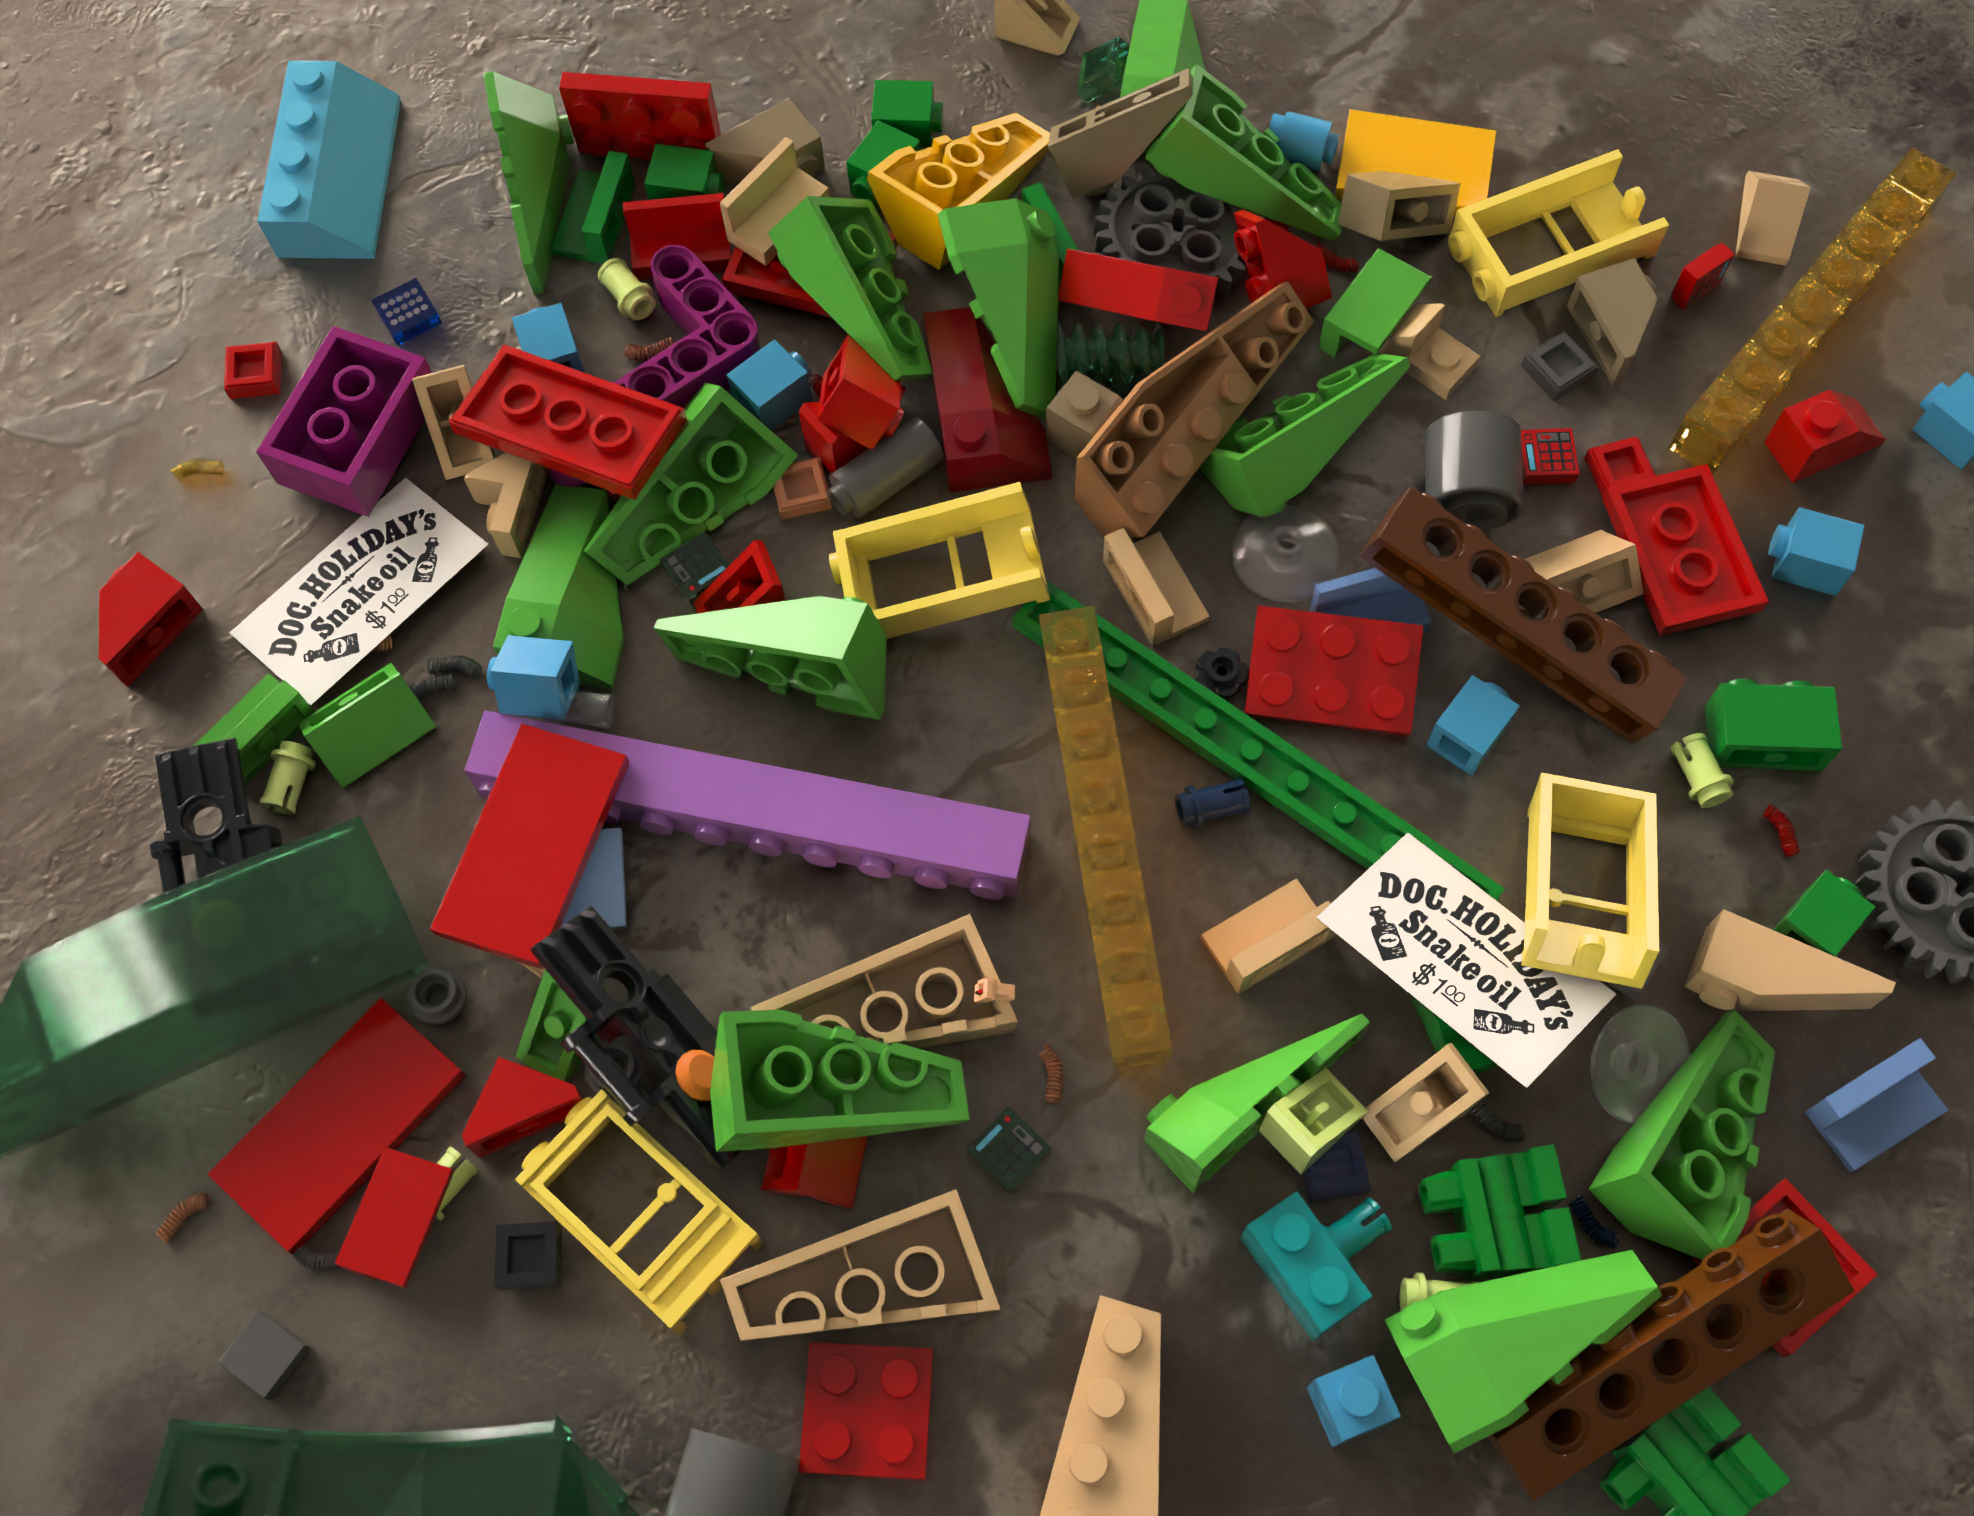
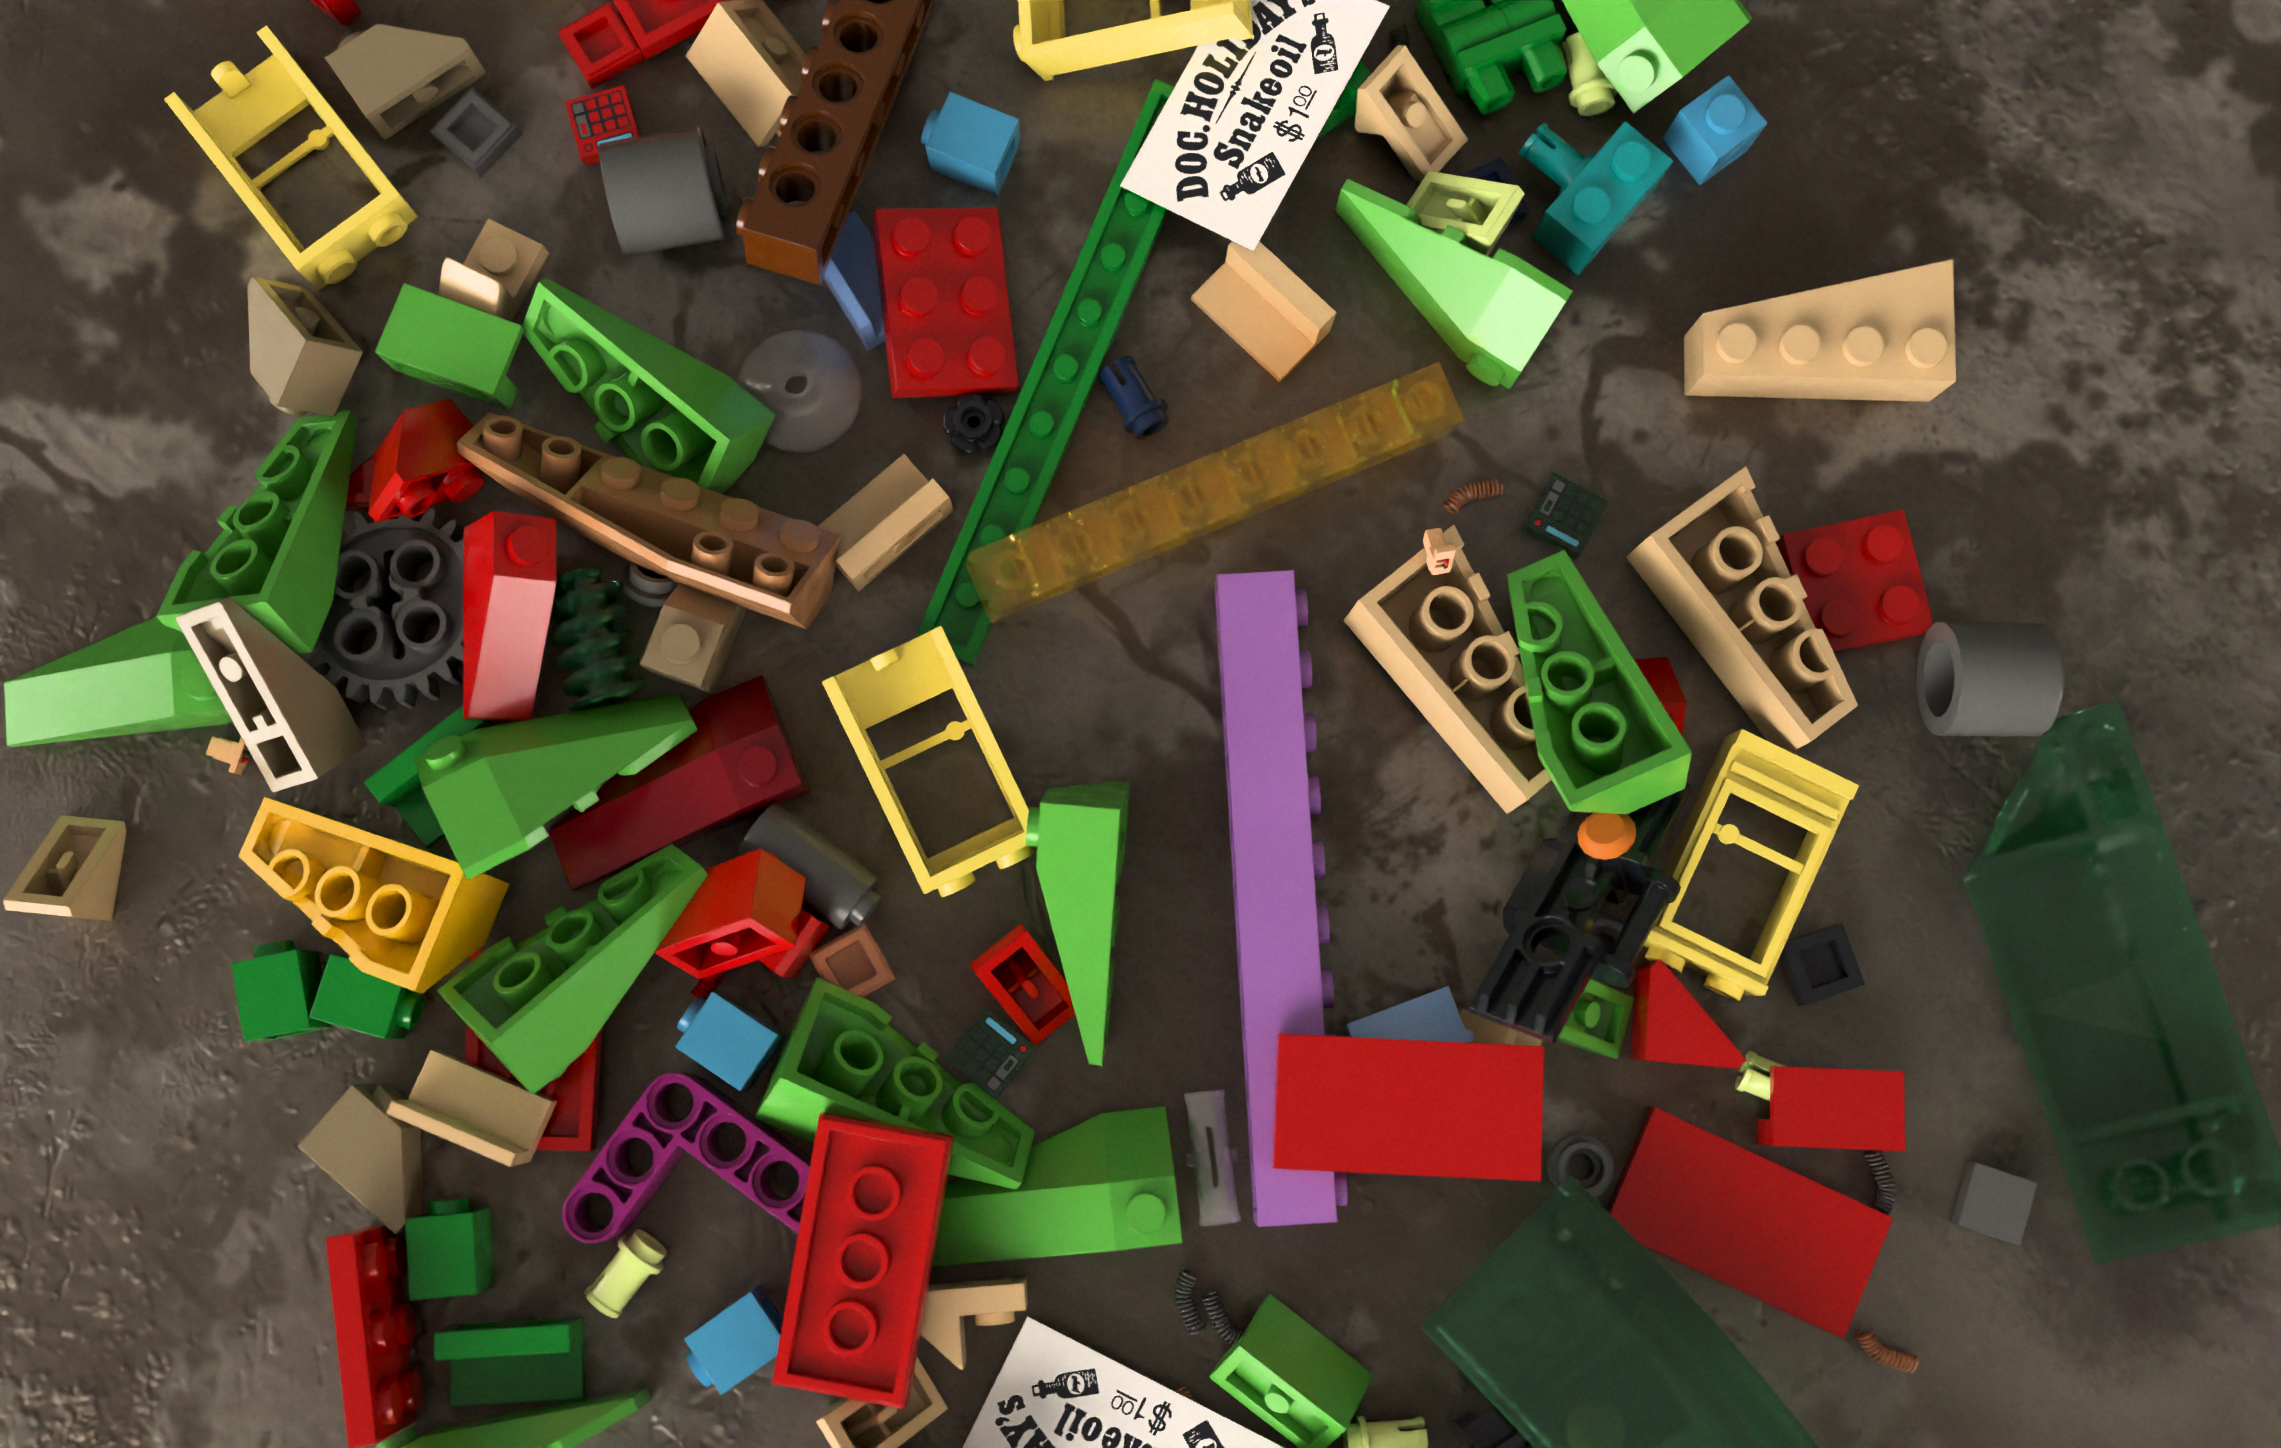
camera: 115 degrees left, 15 degrees up
(534, 677) = (1209, 1178): dark azure brick -> none
(641, 350) = (704, 1217): nougat leg -> none
(681, 221) = (529, 1229): red panel -> none
(1102, 69) = (150, 758): clear green tile -> none
(1305, 139) = (213, 479): dark azure brick -> none
(1334, 259) = (383, 399): red leg -> none
(1419, 149) = (202, 347): yellow tile -> none

